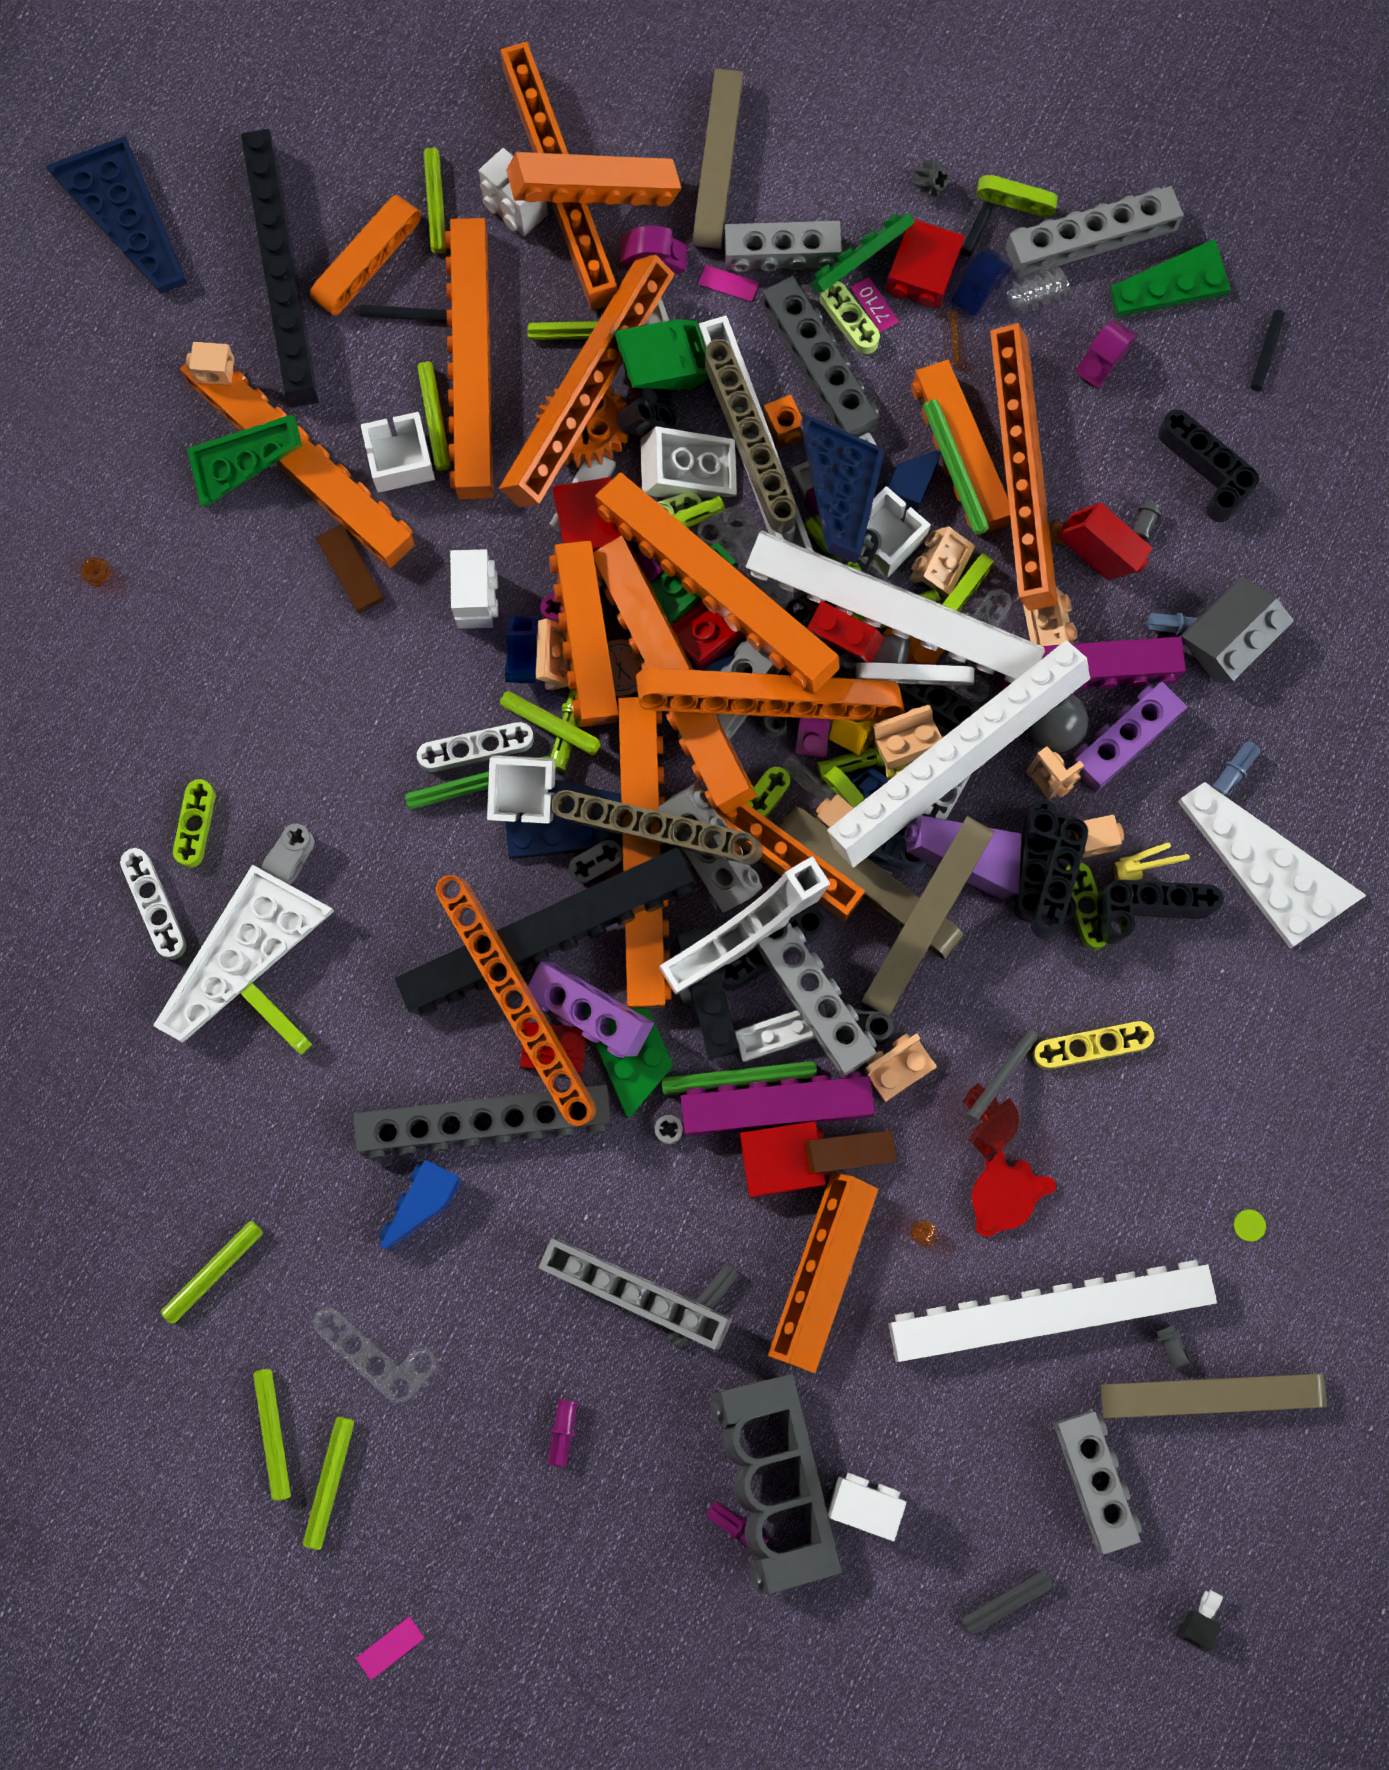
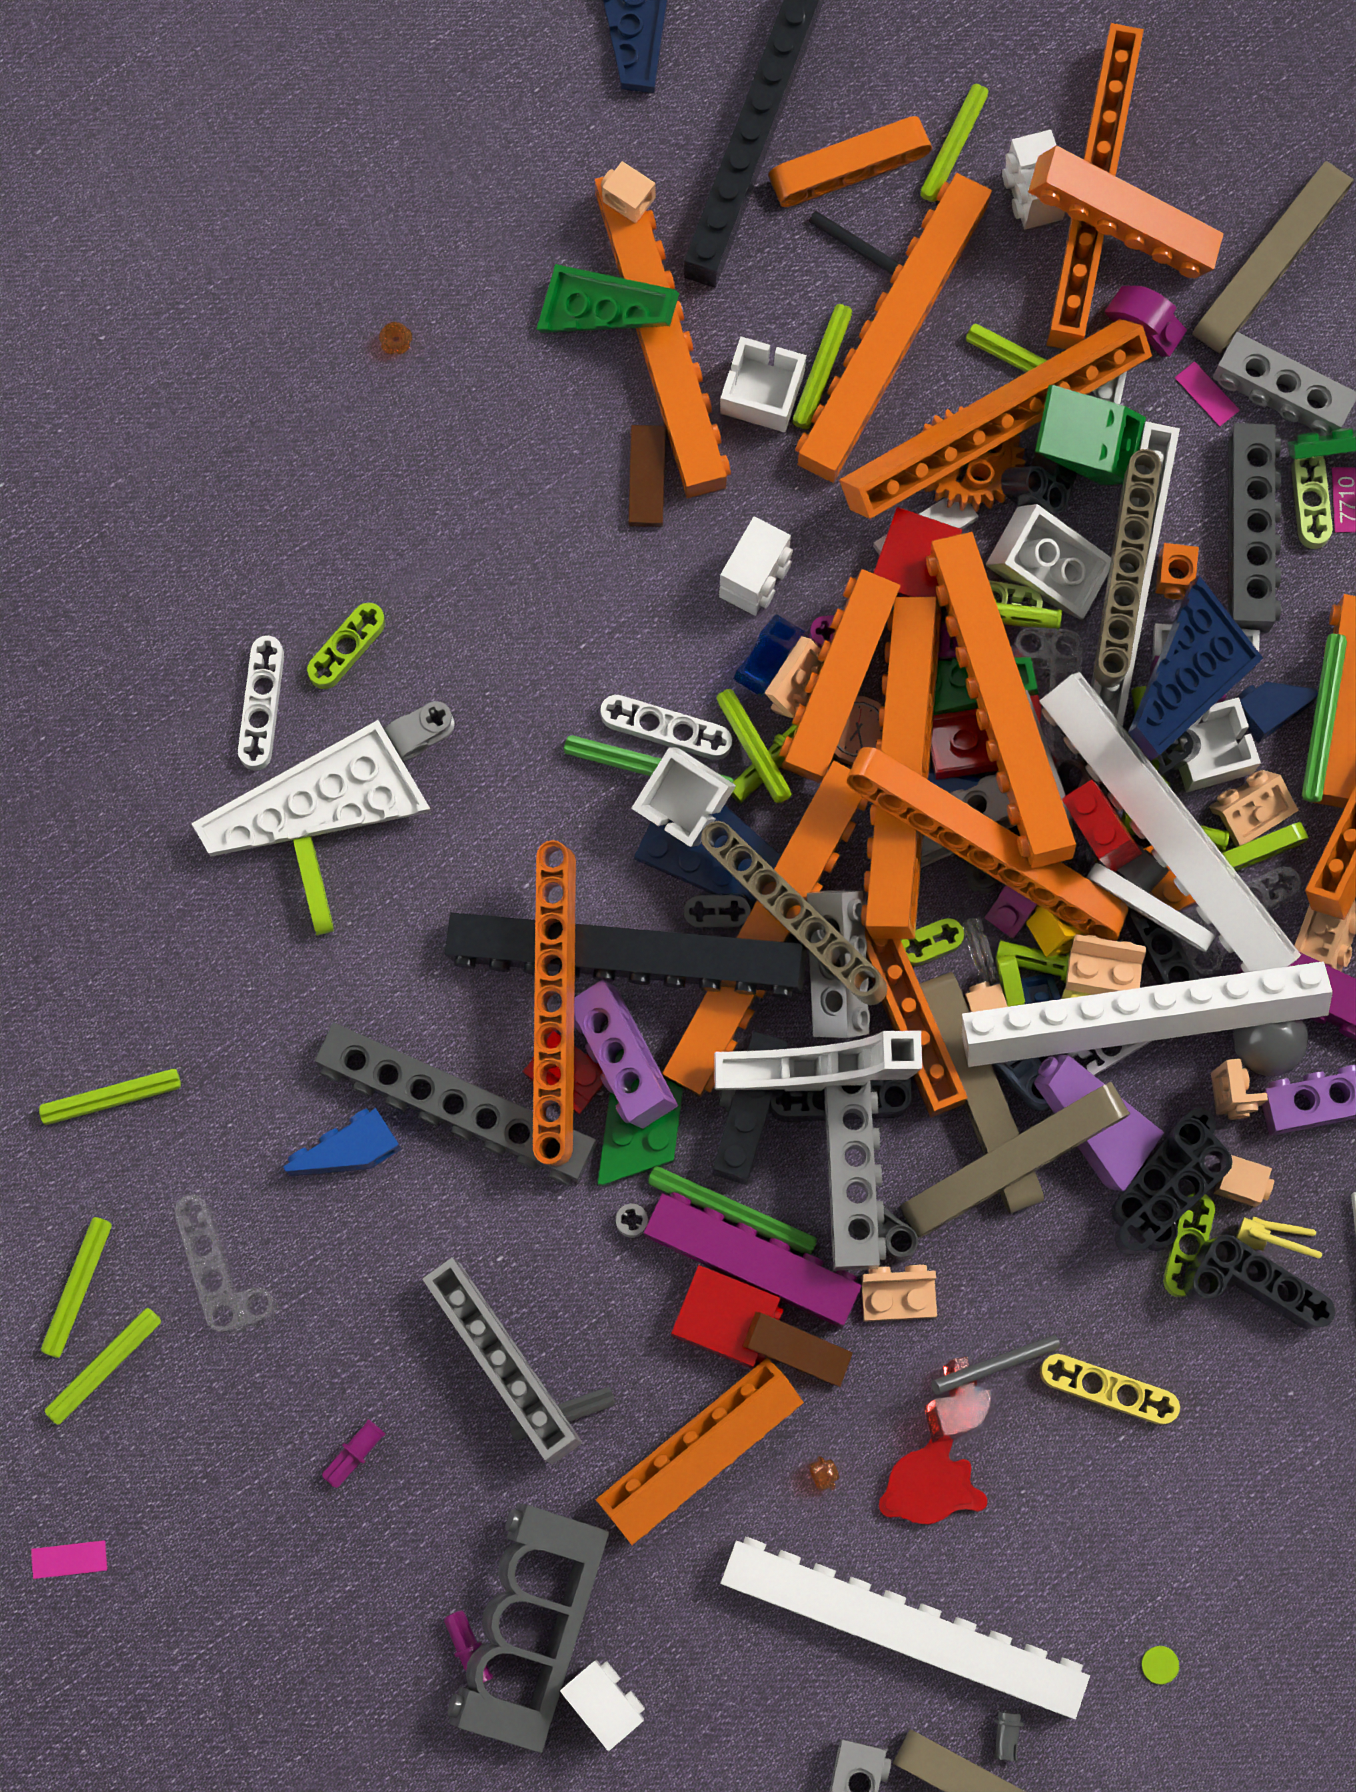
camera: 30 degrees right, 0 degrees up
(774, 1035) = (793, 1188): white tile -> none

